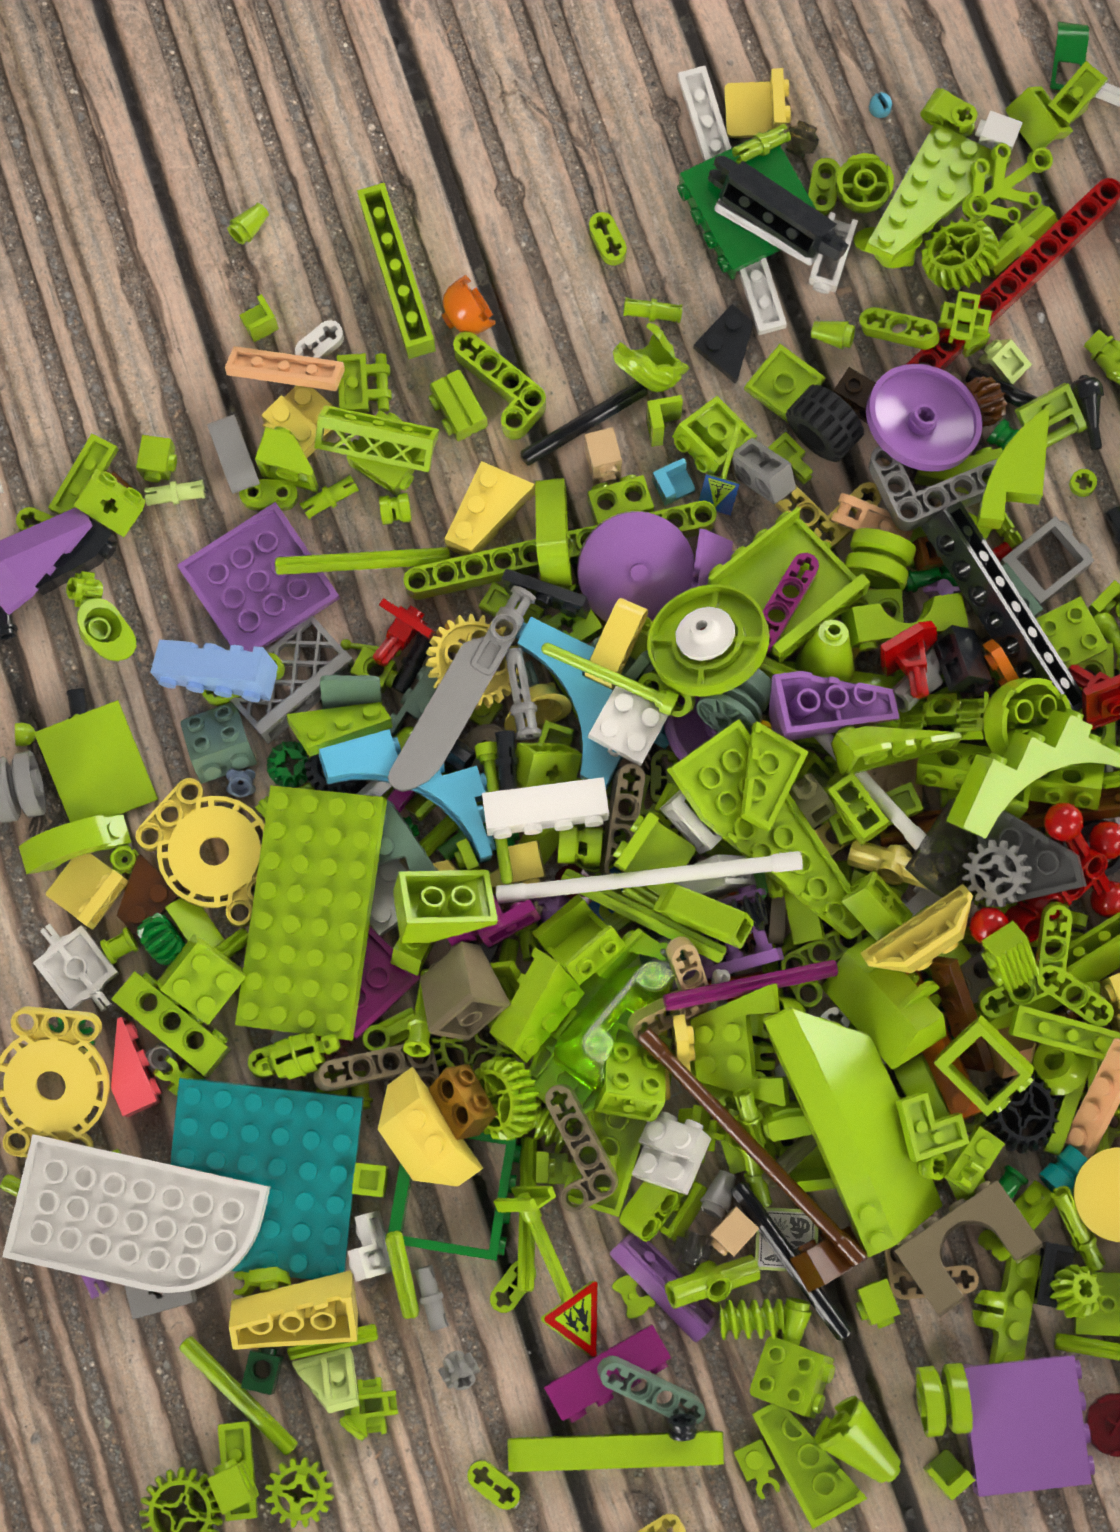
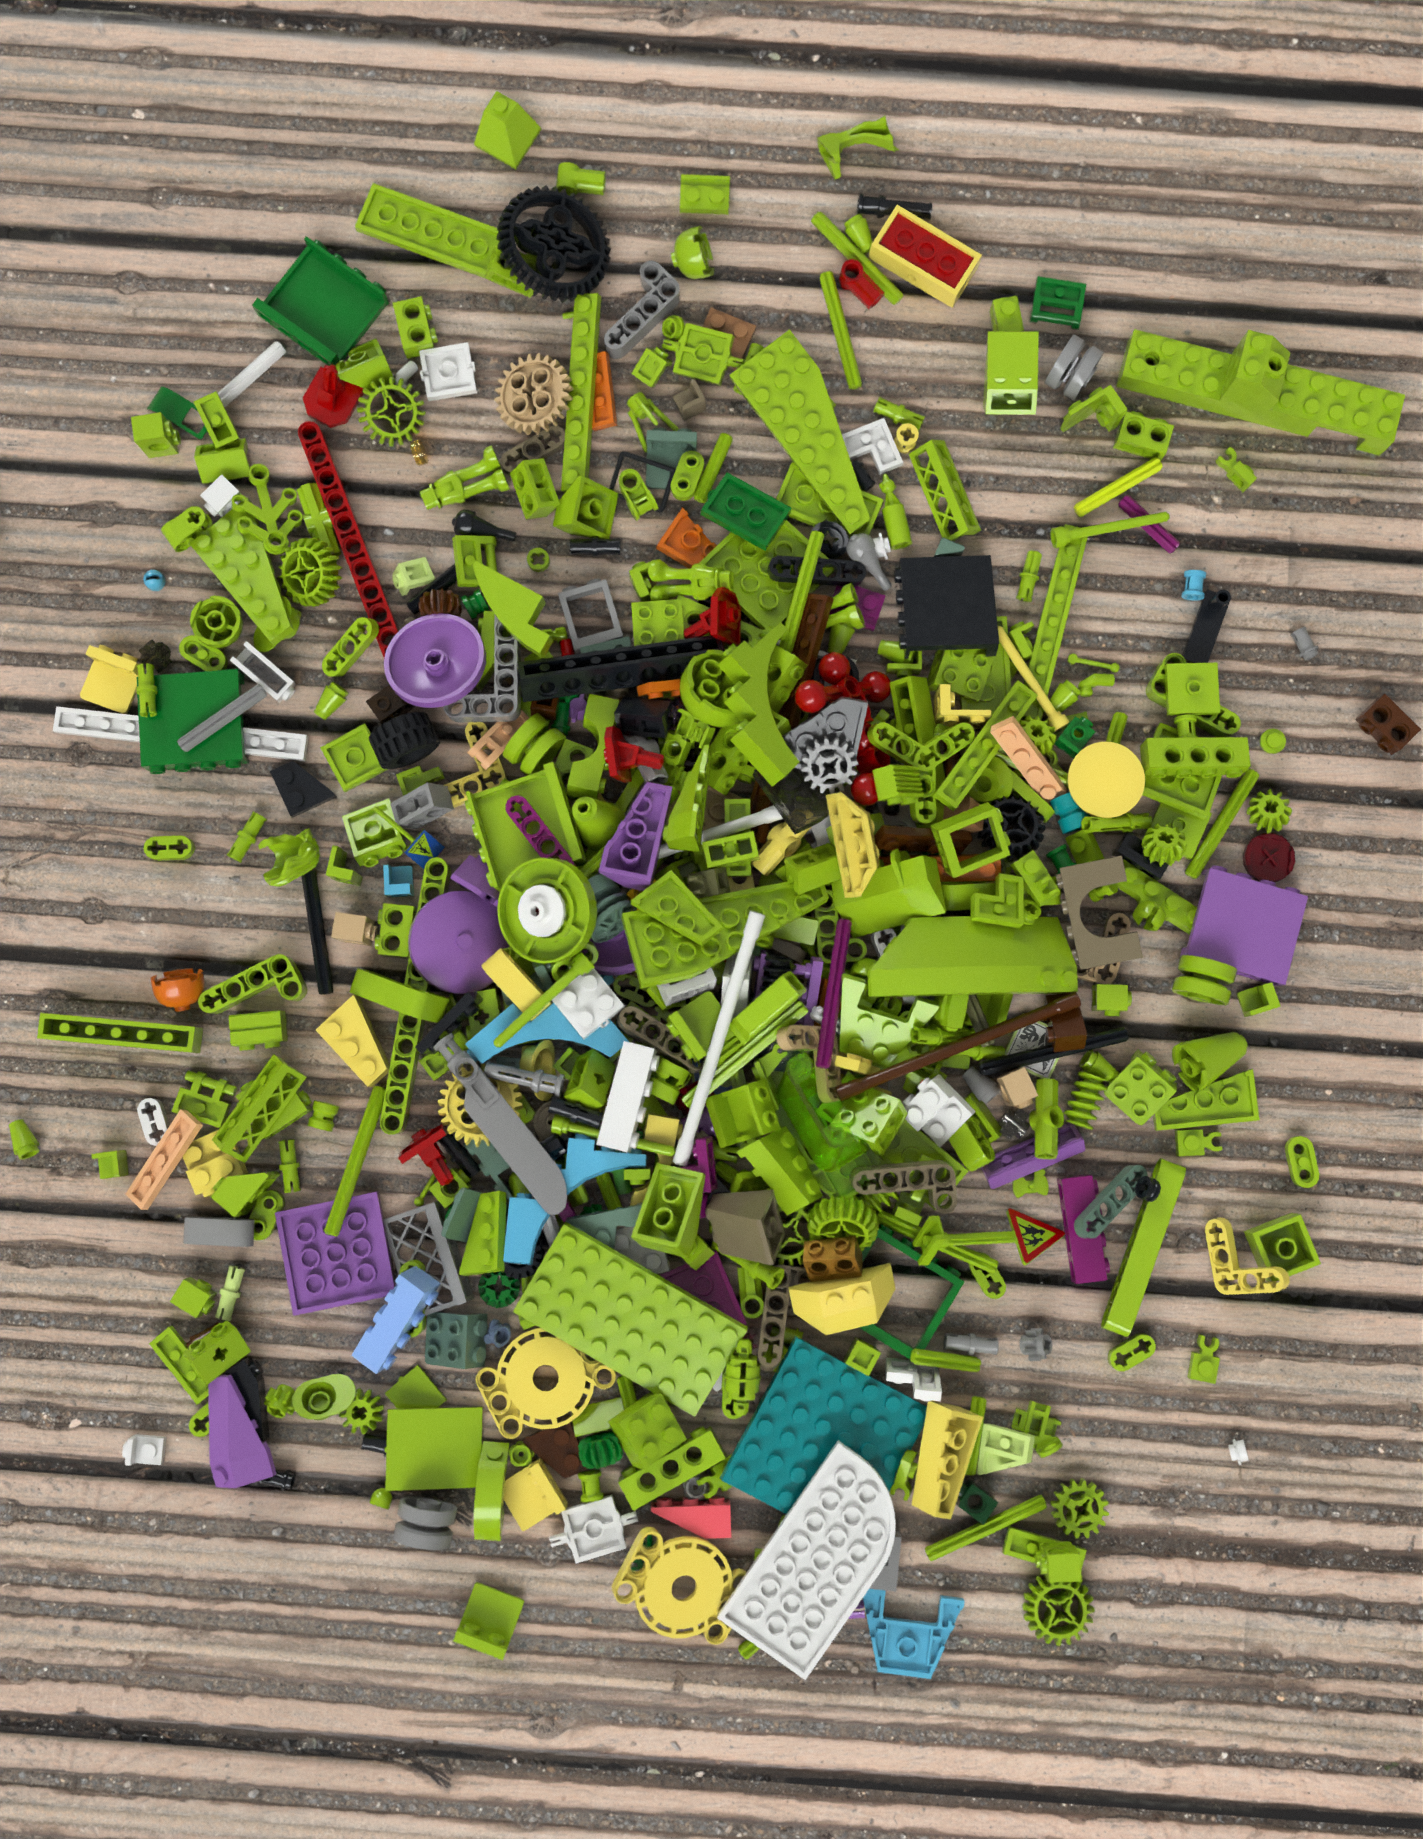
camera: 70 degrees left, 5 degrees up
(79, 1356) = (909, 1645): none -> medium azure wing
(105, 687) = (362, 1420): none -> lime gear
(147, 723) = (415, 1391): none -> lime piece
(776, 209) = (208, 702): black hinge -> none
(974, 334) = (382, 592): lime piece -> none
(1032, 39) = (155, 435): none -> lime brick

